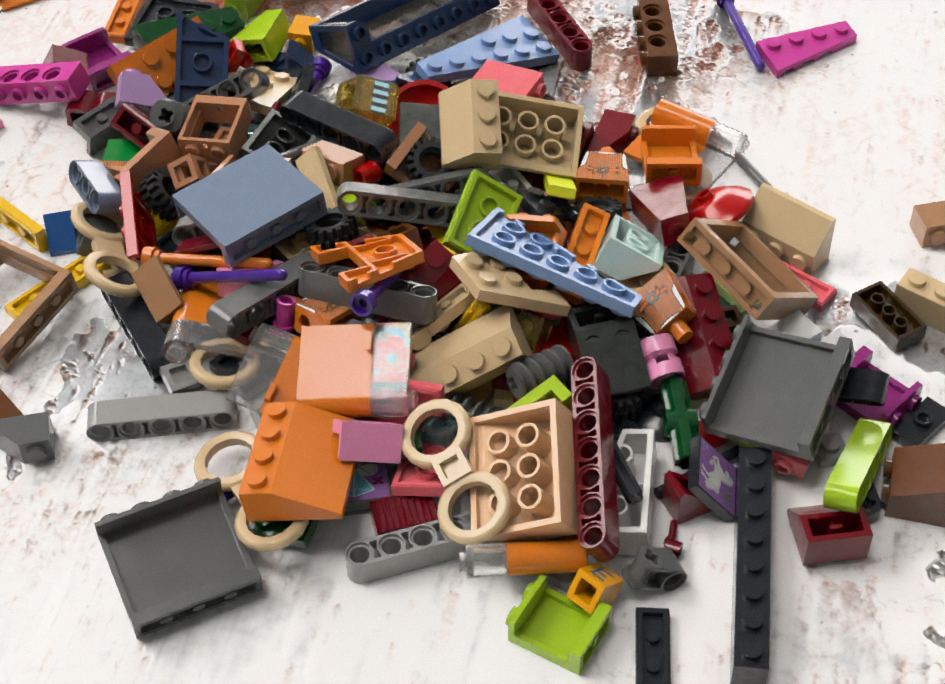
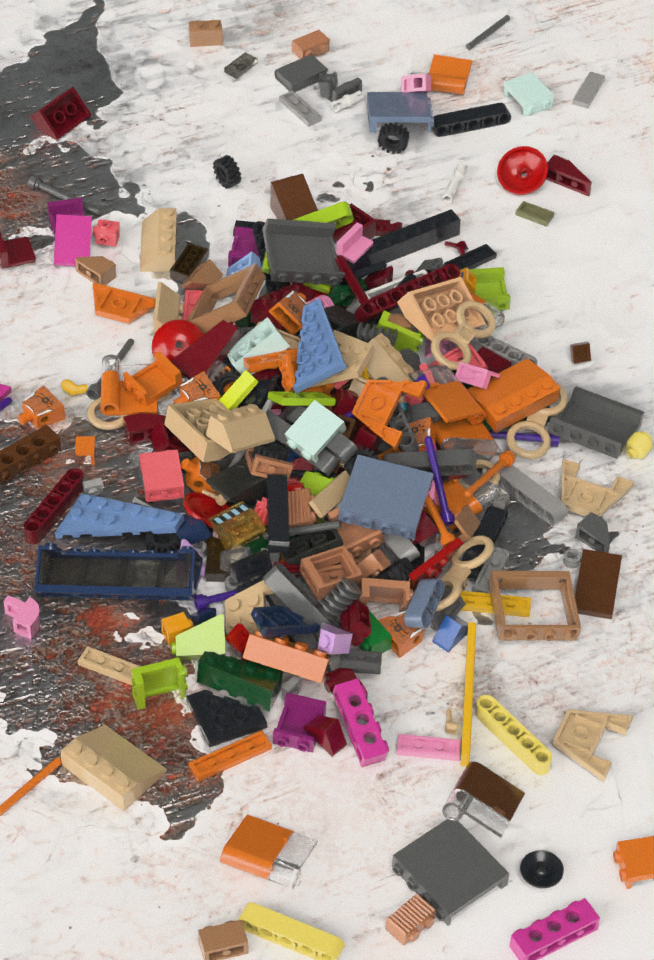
camera: 130 degrees left, 0 degrees up
(25, 397) = (571, 563): none -> light grey bush
(87, 472) = (586, 497): none -> tan wing
(97, 590) = (639, 445): none -> light yellow head
(98, 316) = (496, 562): none -> light grey tile
(211, 395) = (506, 460): none -> orange piece
(328, 649) = (580, 352): none -> reddish brown tile
(402, 182) = (314, 431): none -> light aqua panel
(557, 61) = (93, 487): none -> light grey plate
(618, 79) = (86, 447): none -> orange panel
(686, 426) = (351, 279): none -> dark red axle
(689, 653) = (460, 246): none -> dark red hand
(719, 76) = (41, 409): none -> orange torso
(740, 112) = (73, 389): none -> yellow arm
(761, 469) = (353, 244): none -> bright pink panel
(814, 586) = (384, 227): none -> dark red plate
(837, 304) = (204, 275): none -> medium nougat slope
(860, 214) = (120, 304): none -> orange wing

